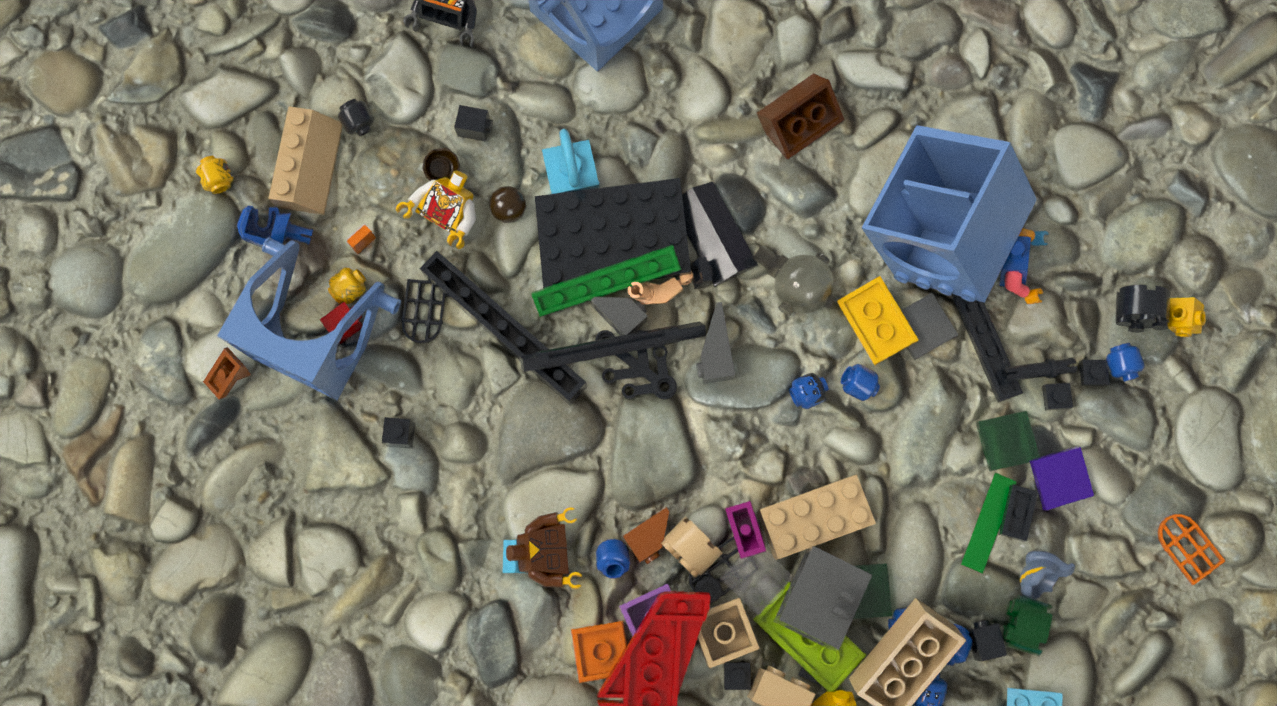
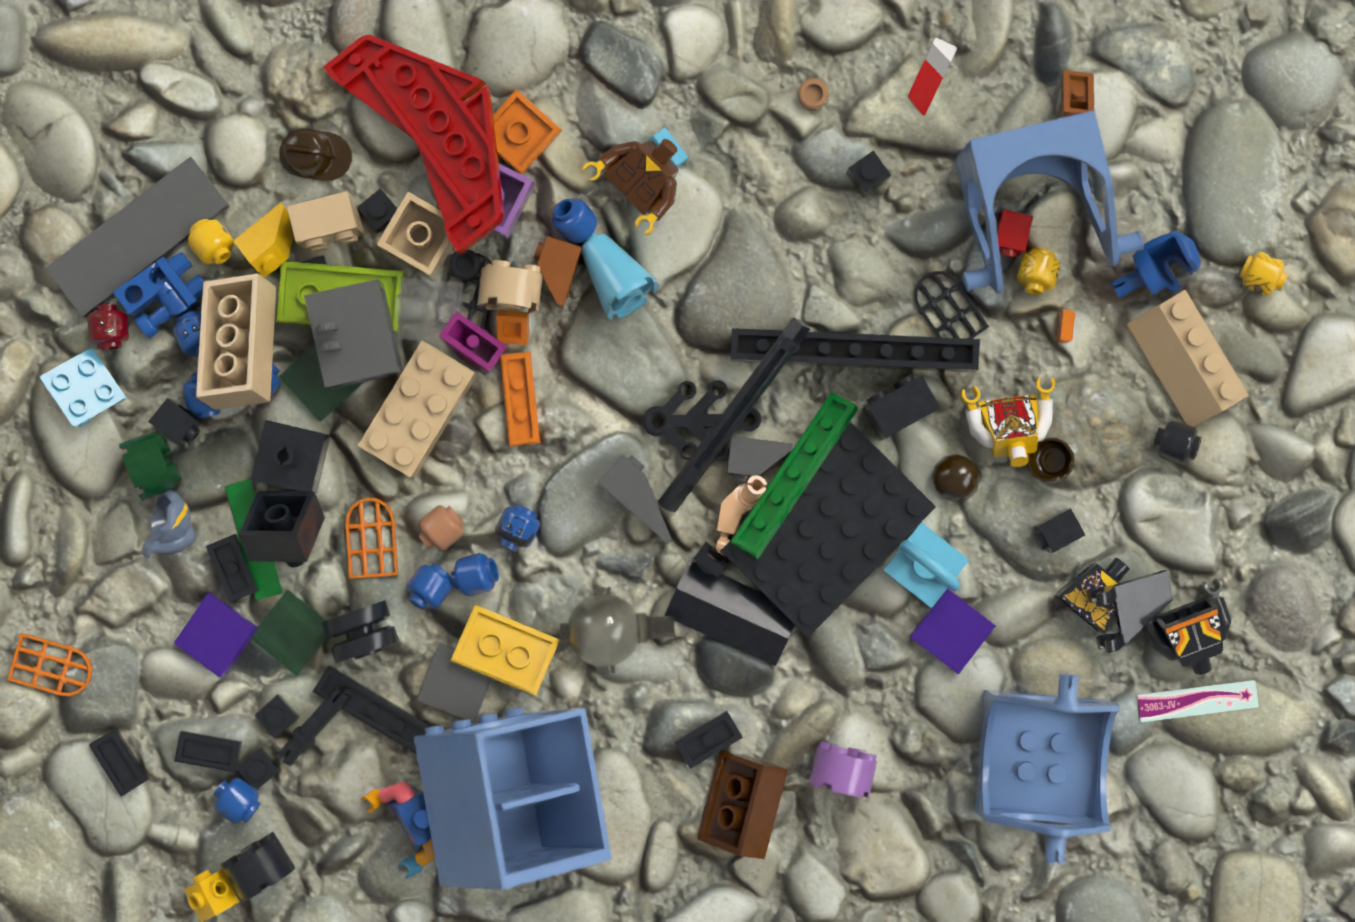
camera: 140 degrees right, 10 degrees up
(303, 467) = (931, 74): none -> sticker
(388, 516) = (813, 94): none -> medium nougat tile
(467, 42) = (1134, 604): none -> flag
(482, 70) = (1076, 594): none -> torso
(504, 268) = (900, 408): none -> black brick
(588, 117) = (952, 631): none -> dark purple tile
(615, 500) = (616, 276): none -> medium azure cone
(710, 521) = (513, 327): none -> orange plate
(723, 84) = (843, 769): none -> medium lavender brick
(741, 472) = (520, 399): none -> orange tile
(790, 169) = (708, 739): none -> black plate
(859, 428) = (441, 527): none -> nougat head
(896, 397) = (429, 586): none -> blue head
(910, 448) = (364, 549): none -> orange window
(925, 554) = (290, 457): none -> black brick
(965, 401) = (360, 632): none -> black wheel
(968, 510) = (282, 526): none -> black brick
(1119, 409) = (208, 751): none -> black tile
(1185, 448) = (118, 762): none -> black tile

